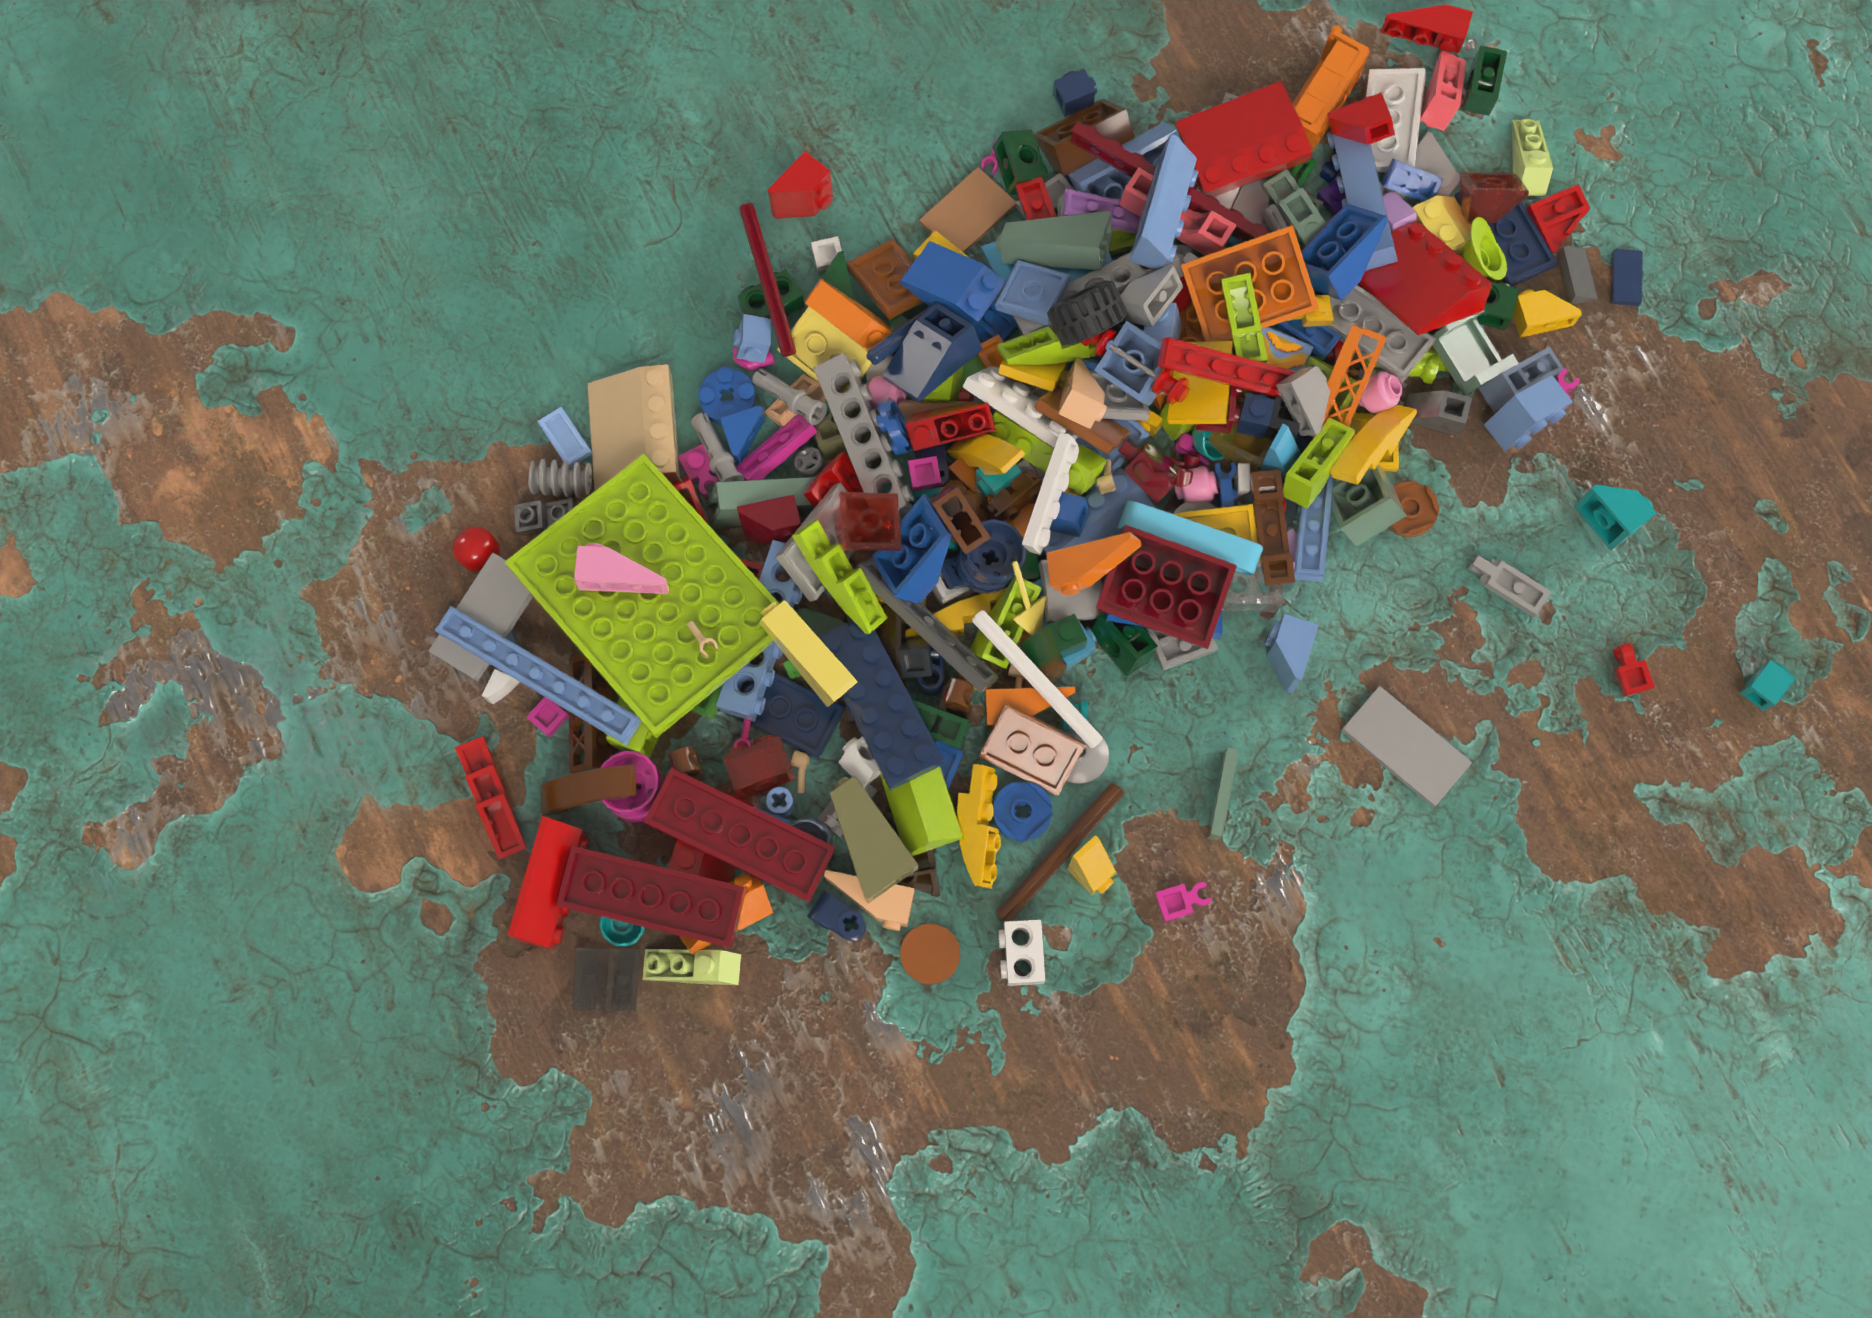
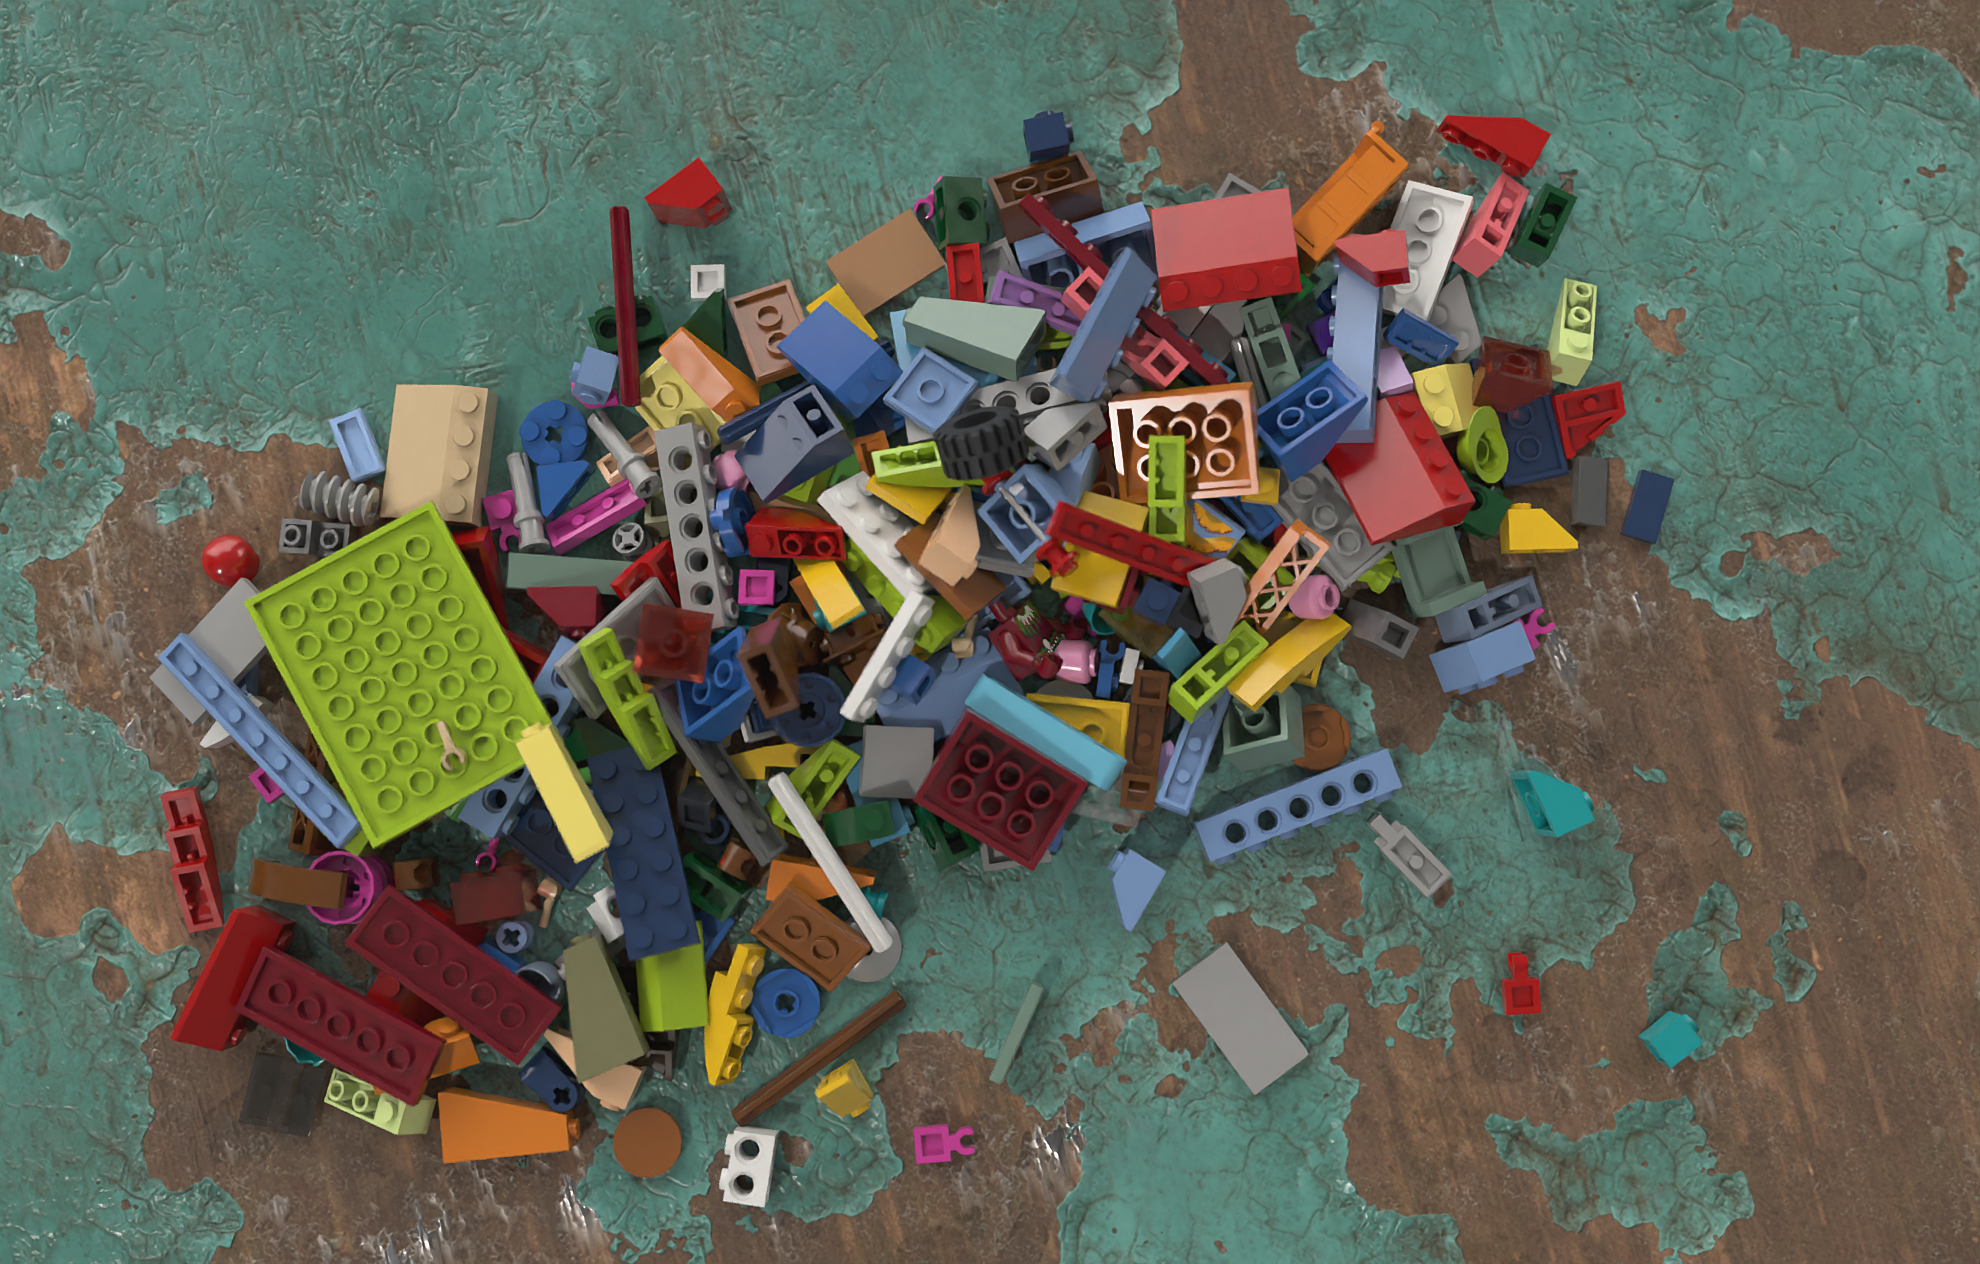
camera: 10 degrees right, 10 degrees up
(607, 570) = (357, 641): bright pink slope -> none
(802, 965) = (498, 1126): none -> orange slope
(1032, 617) = (843, 788): light yellow piece -> none
(1088, 562) = (910, 749): orange slope -> none
(1464, 519) = (1381, 782): none -> medium blue brick

